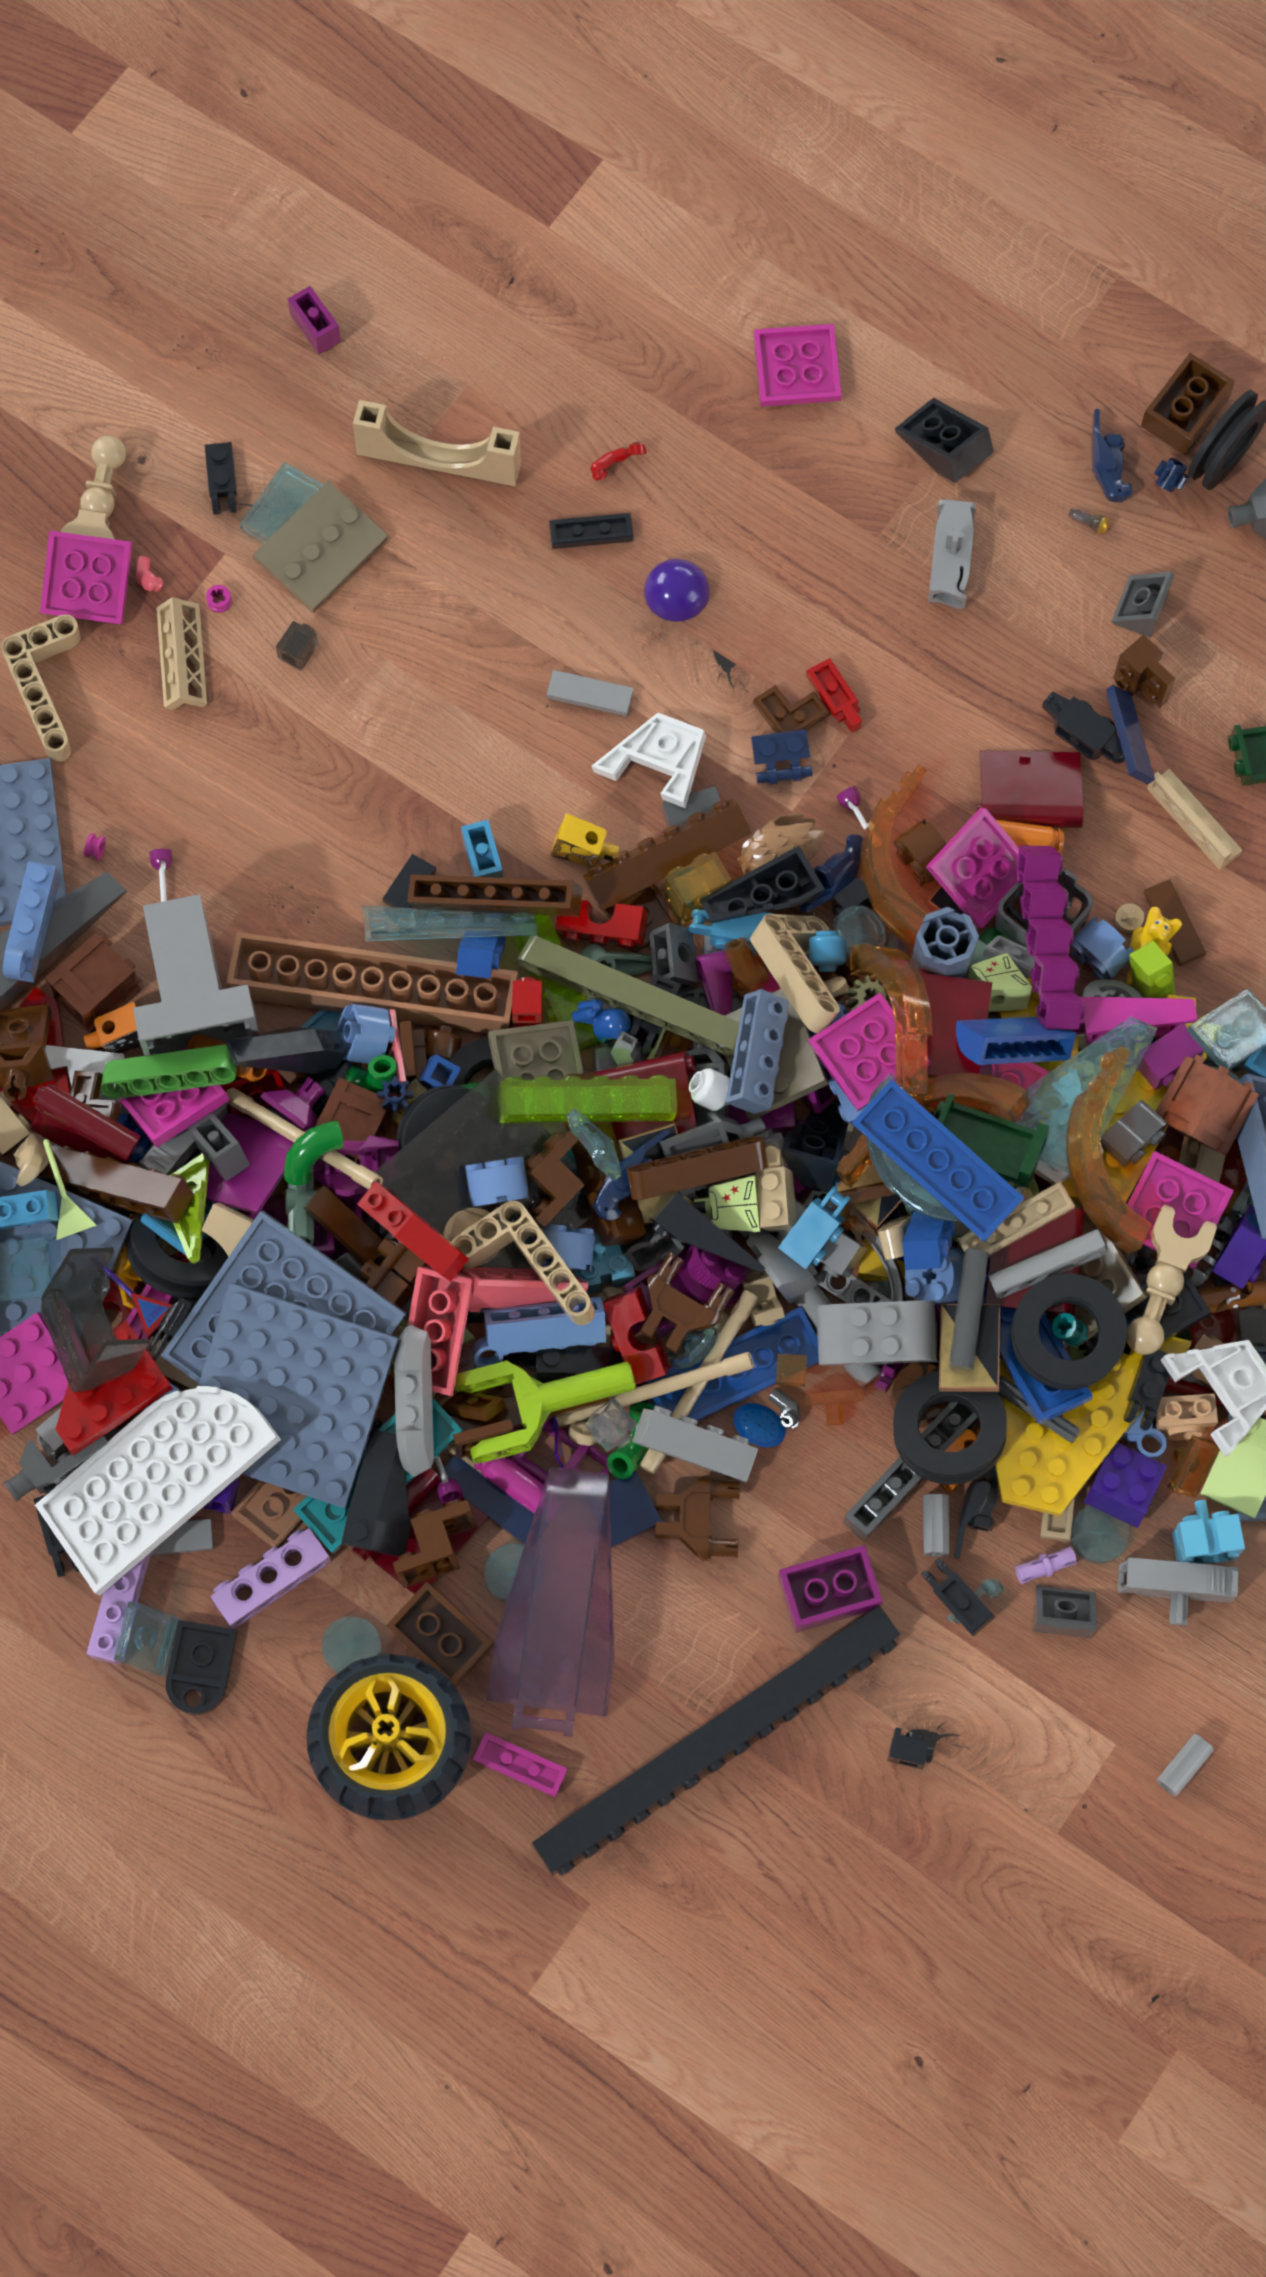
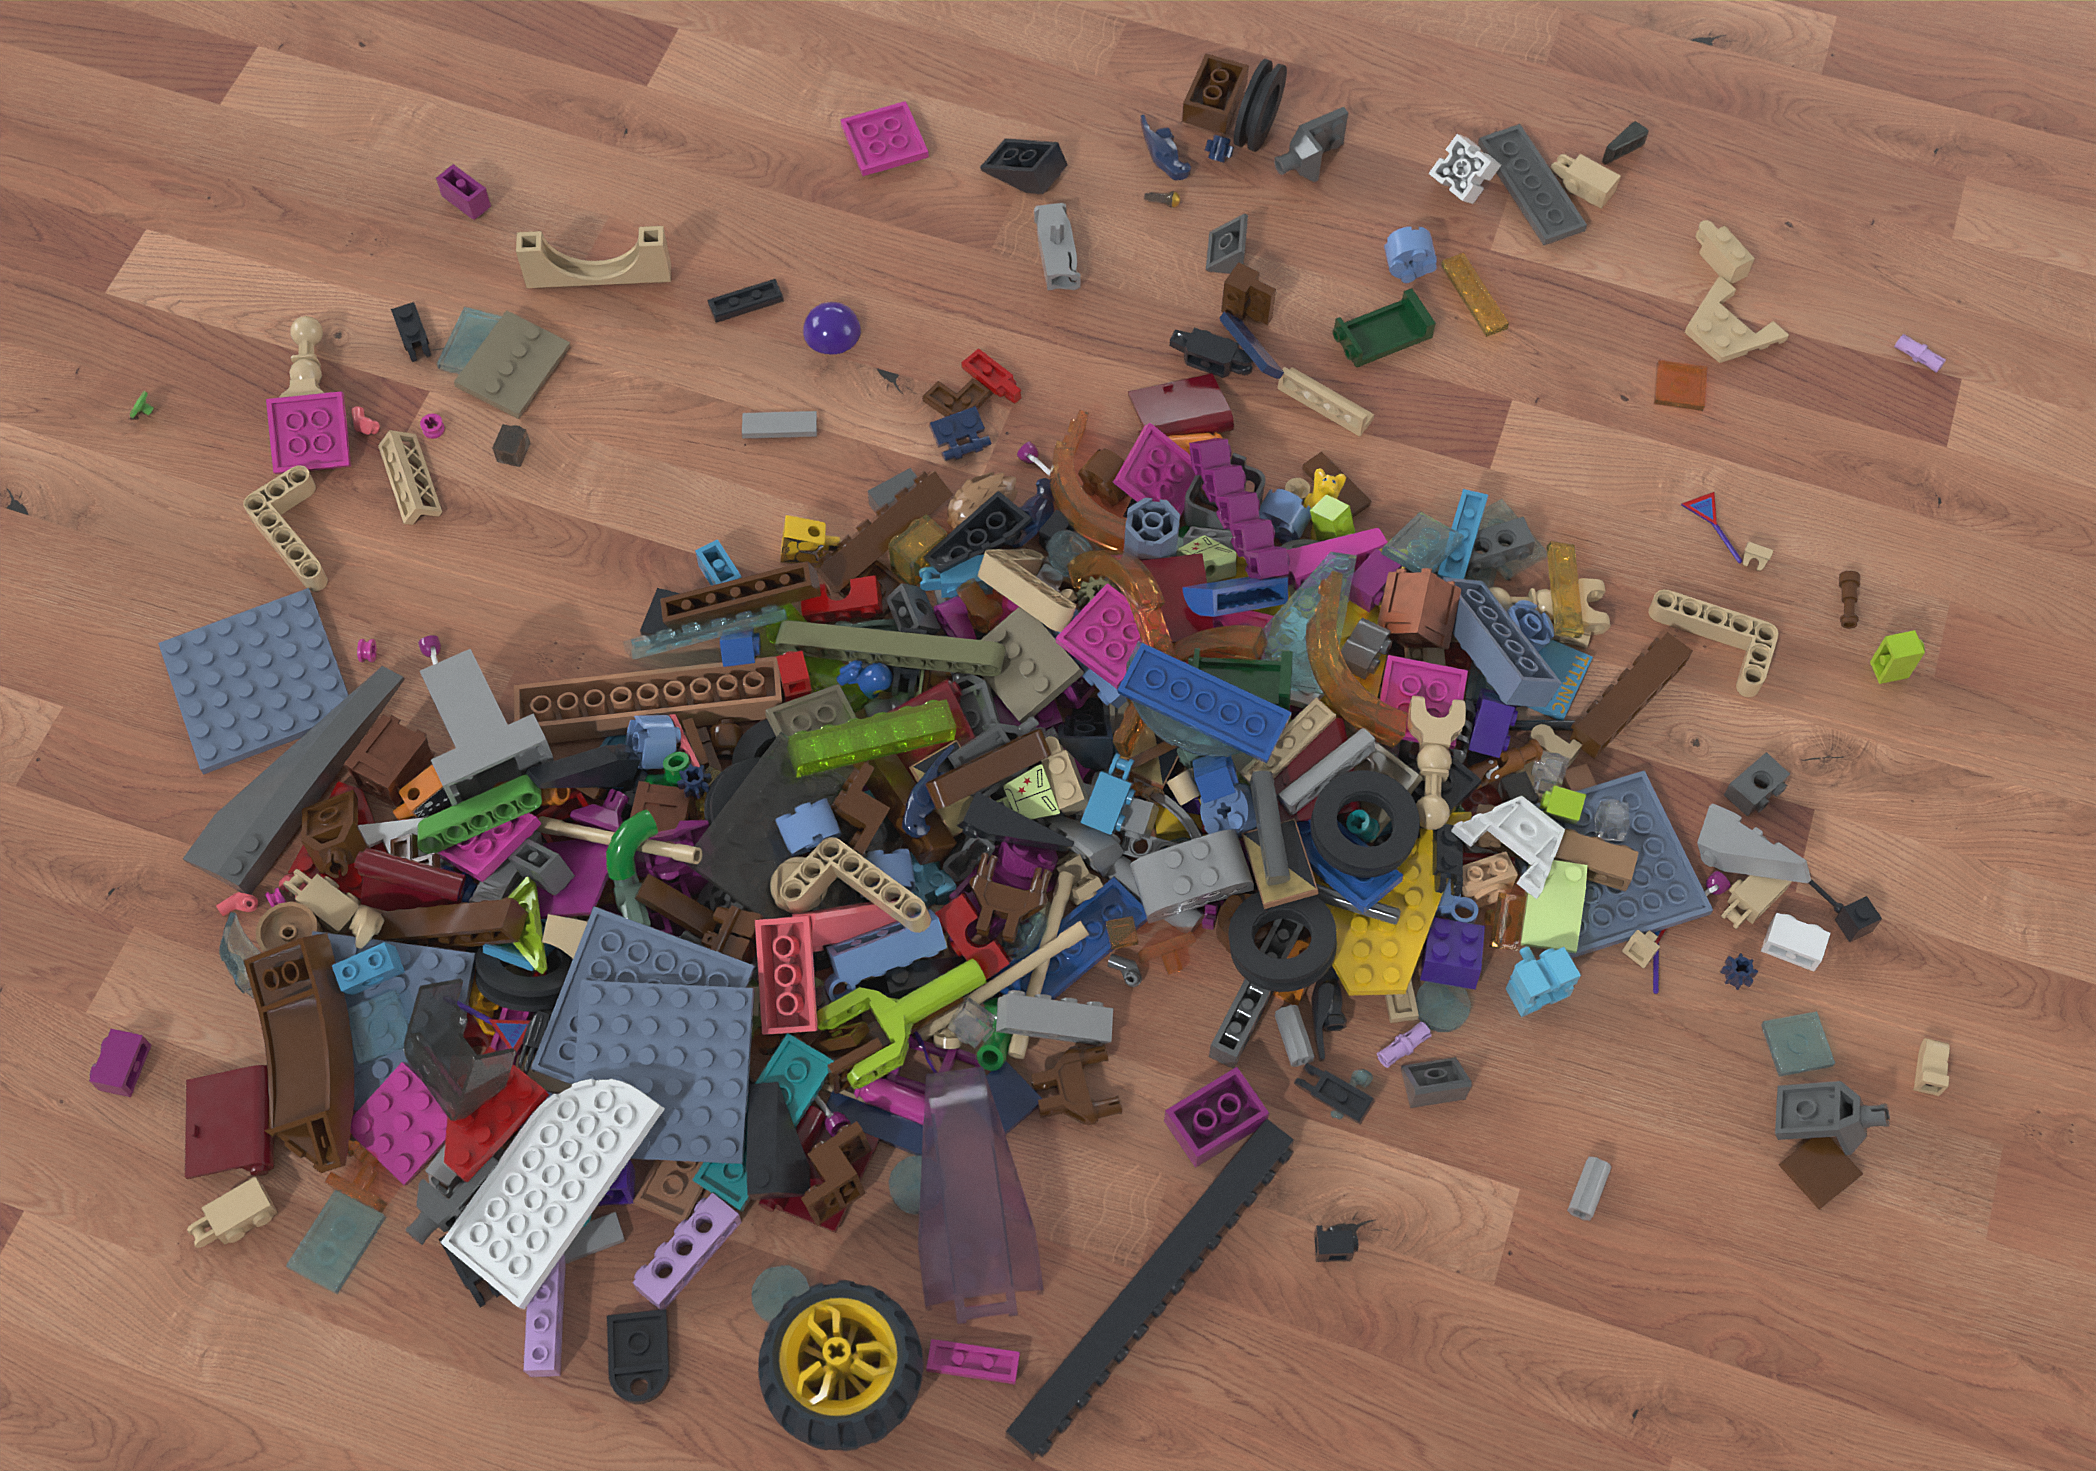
camera: 15 degrees left, 10 degrees down
(30, 922) = (319, 720): medium blue hinge -> none
(71, 1217) = (415, 965): yellowish green piece -> none
(146, 1638) = (579, 1340): clear light blue tile -> none
(413, 1231) = (742, 887): red brick -> none
(414, 1400) = (782, 1044): light grey brick -> none
(438, 1072) = (729, 753): blue brick -> none
(440, 1633) = (864, 1255): reddish brown brick -> none
(597, 1144) = (890, 769): clear light blue tile -> none
(598, 467) = (751, 239): red arm -> none
(624, 1049) = (891, 695): light grey piece -> none
(663, 746) = (856, 449): white wing -> none
(709, 1089) = (980, 703): white head -> none
(757, 1051) = (1013, 660): sand blue brick -> none
(759, 1425) = (1107, 989): clear blue sticker -> none
(827, 950) = (1048, 568): dark azure head -> none
(1179, 1583) = (1529, 1026): light grey piece -> none

